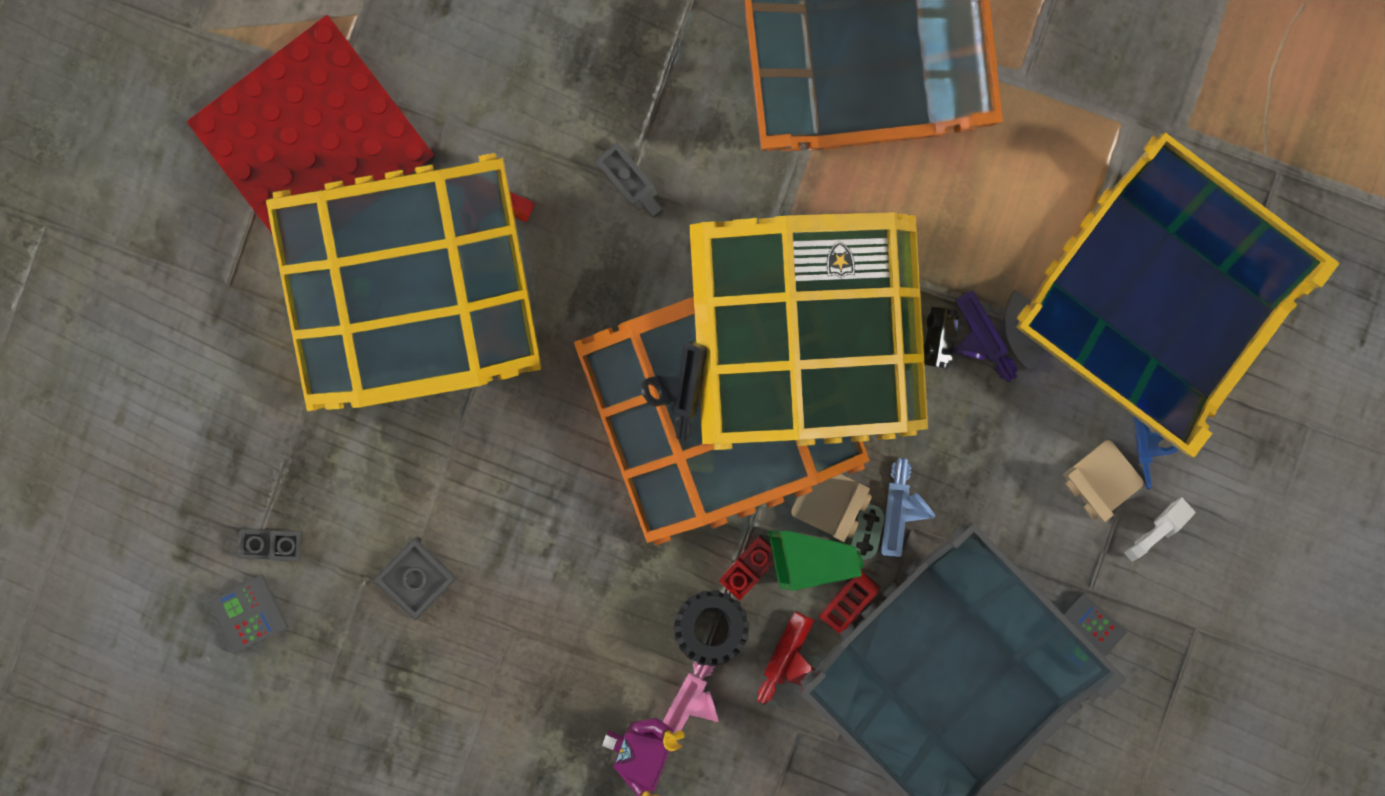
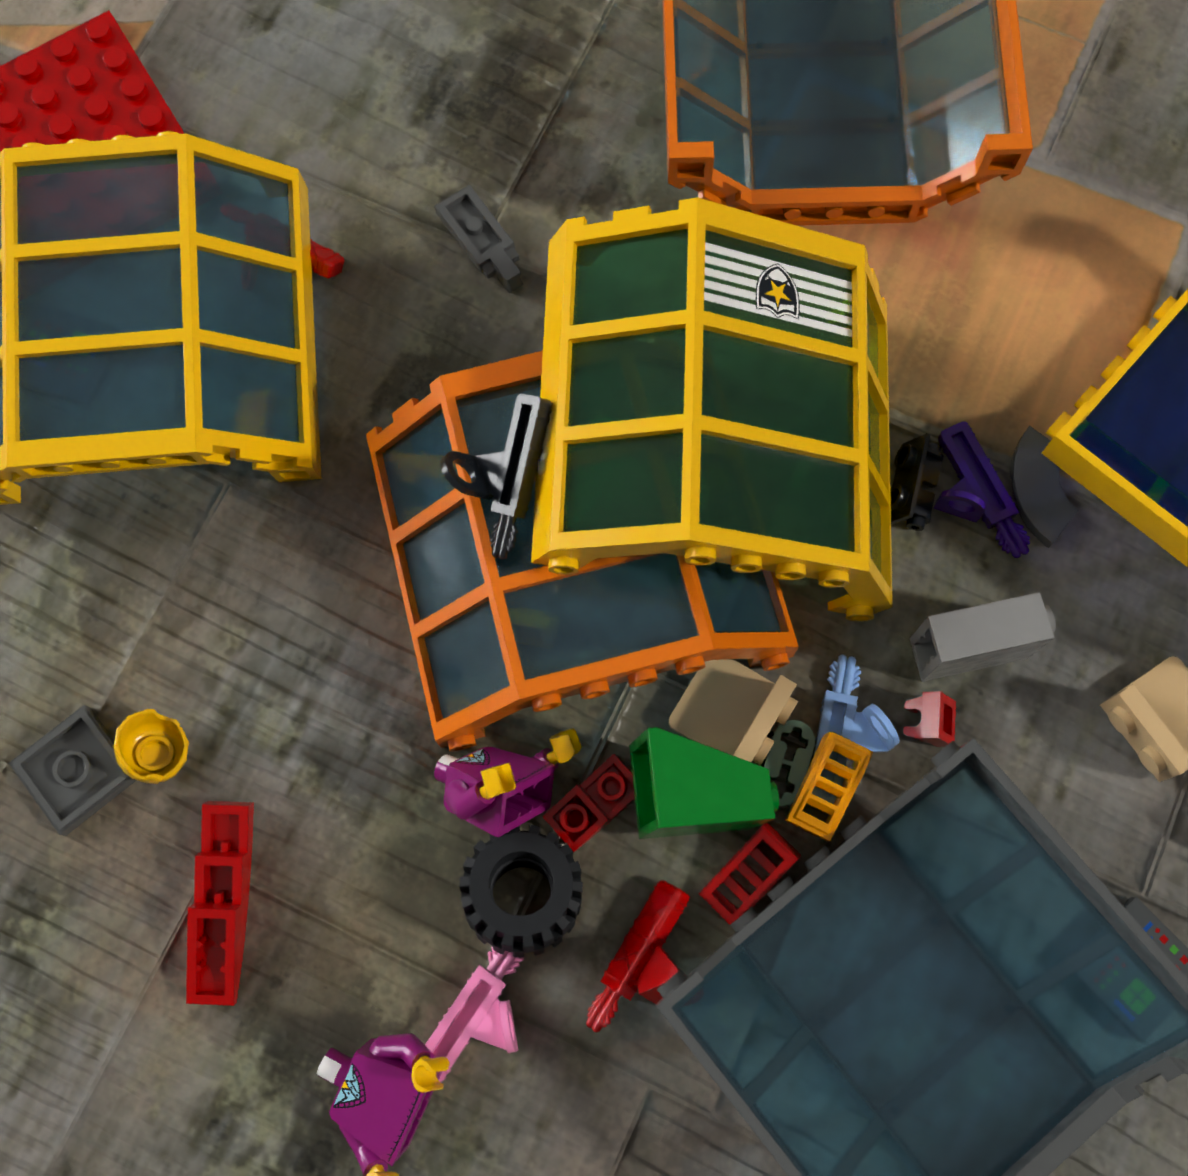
camera: 10 degrees right, 15 degrees down
(465, 562) = (150, 746): none -> yellow hair
(524, 651) = (220, 903): none -> red slope
(692, 567) = (501, 787): none -> magenta torso
(903, 550) = (852, 776): none -> light orange slope
(959, 496) = (937, 718): none -> red tile
(985, 444) = (982, 636): none -> light grey brick

